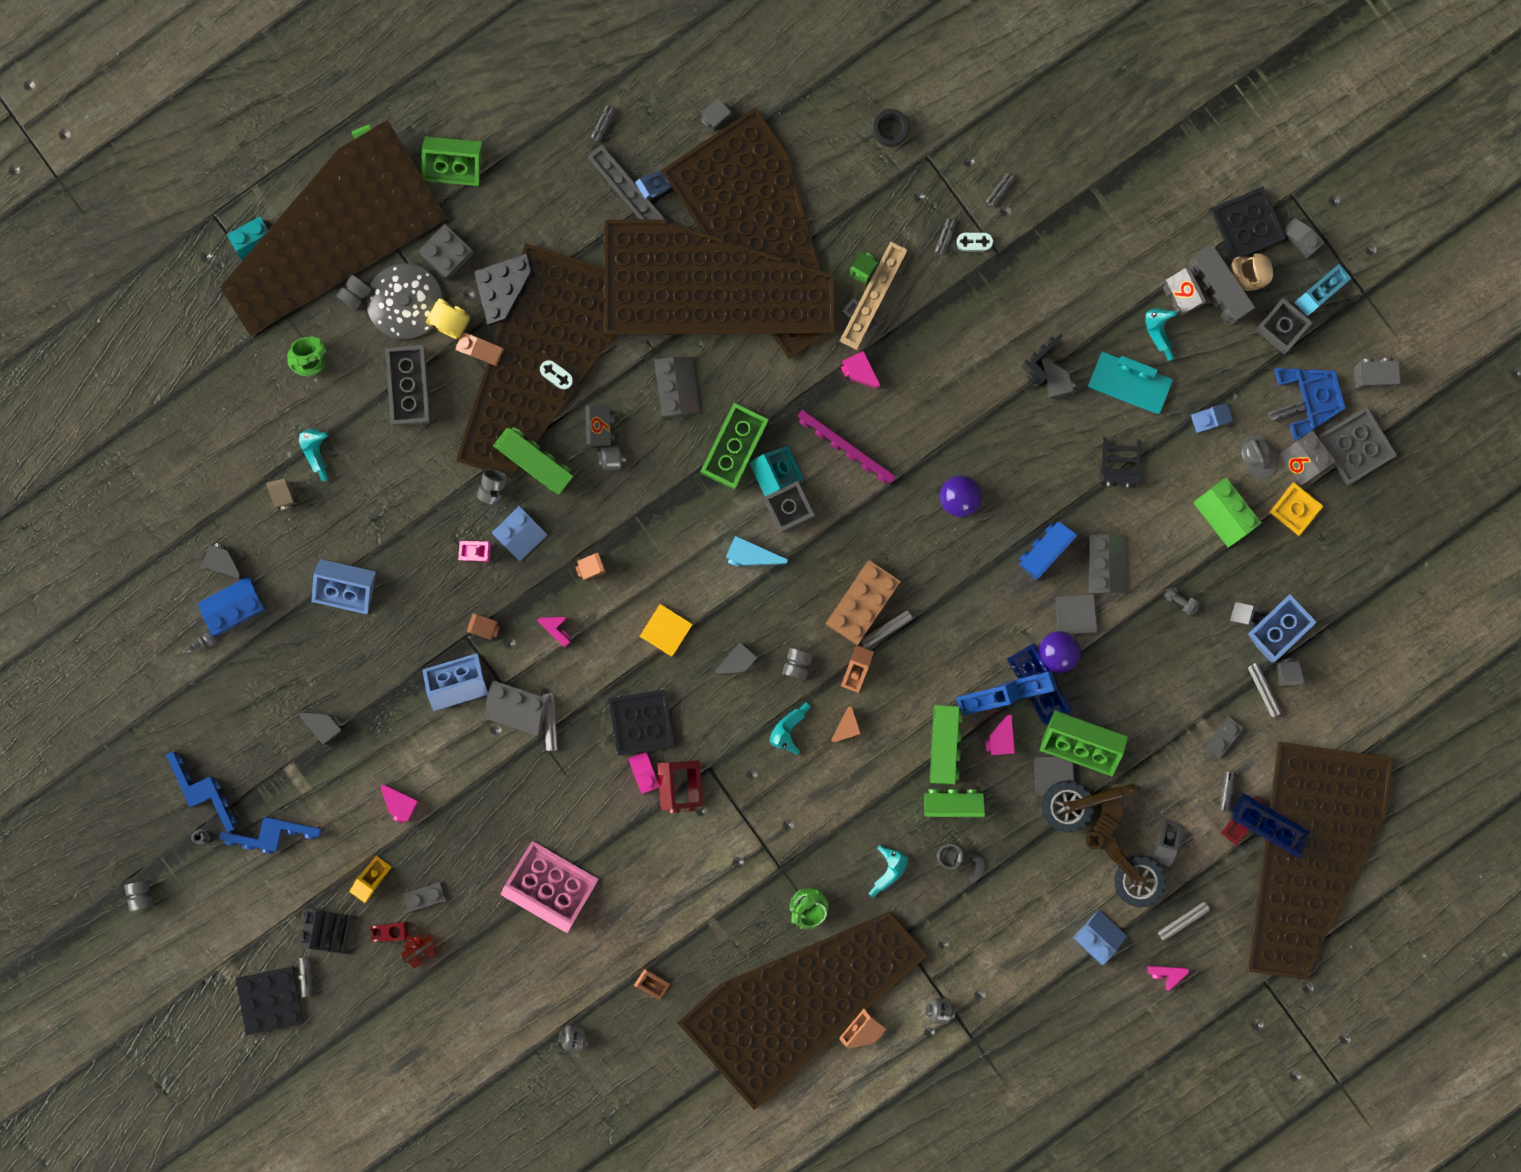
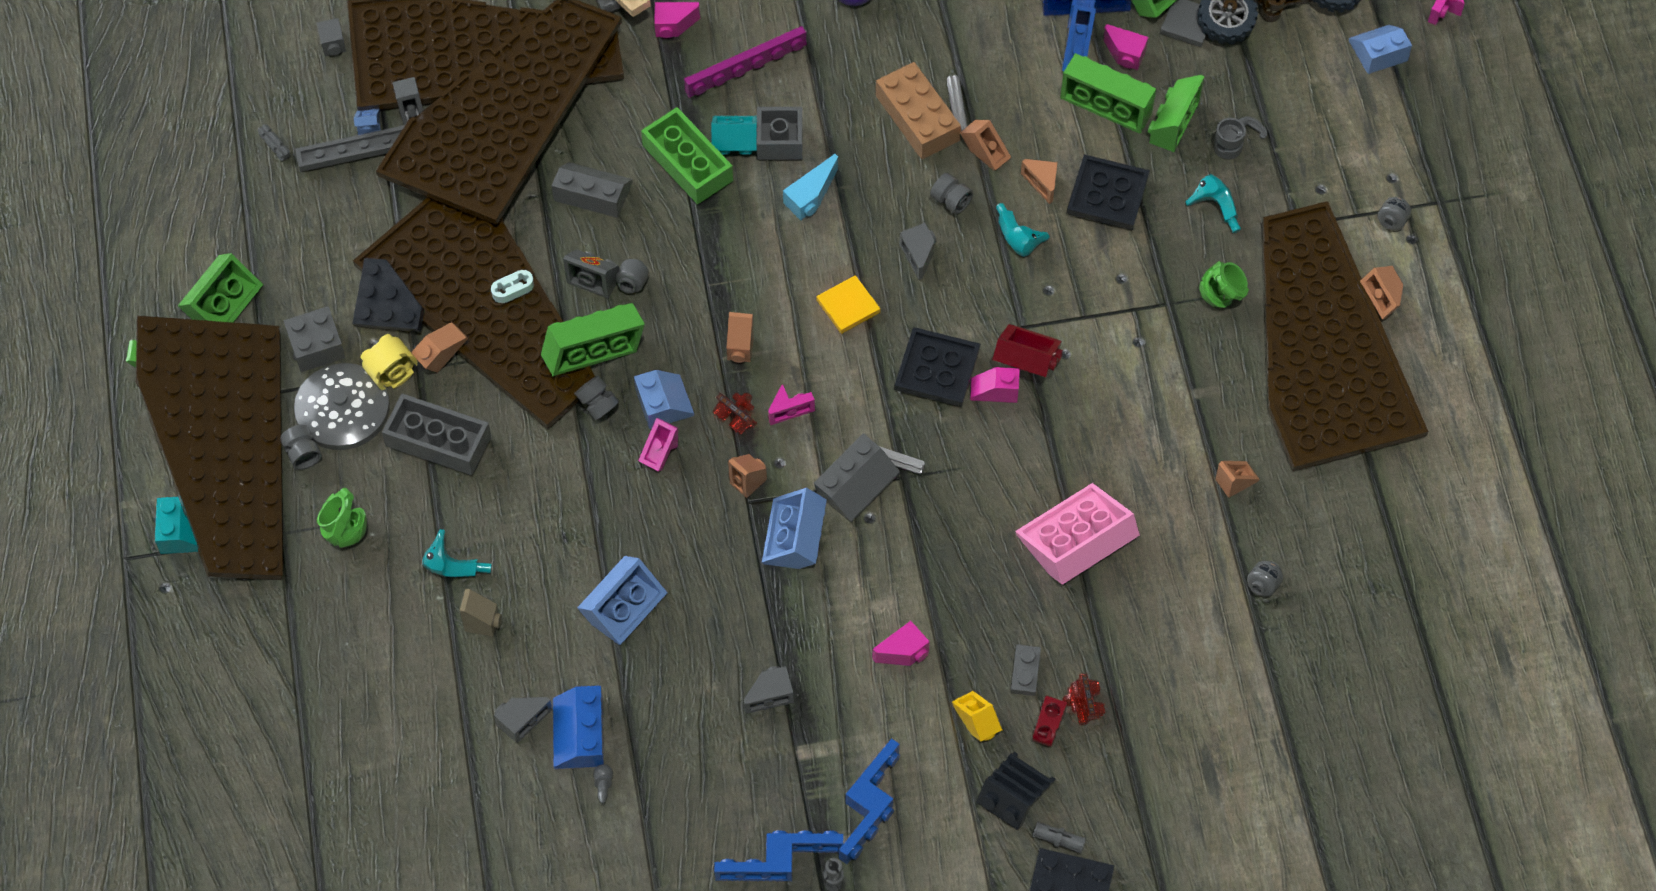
camera: 65 degrees left, 25 degrees down
(535, 592) = (742, 419): none -> clear red hips
(679, 209) = (408, 98): none -> dark grey slope
(858, 782) = (1108, 192): none -> black plate

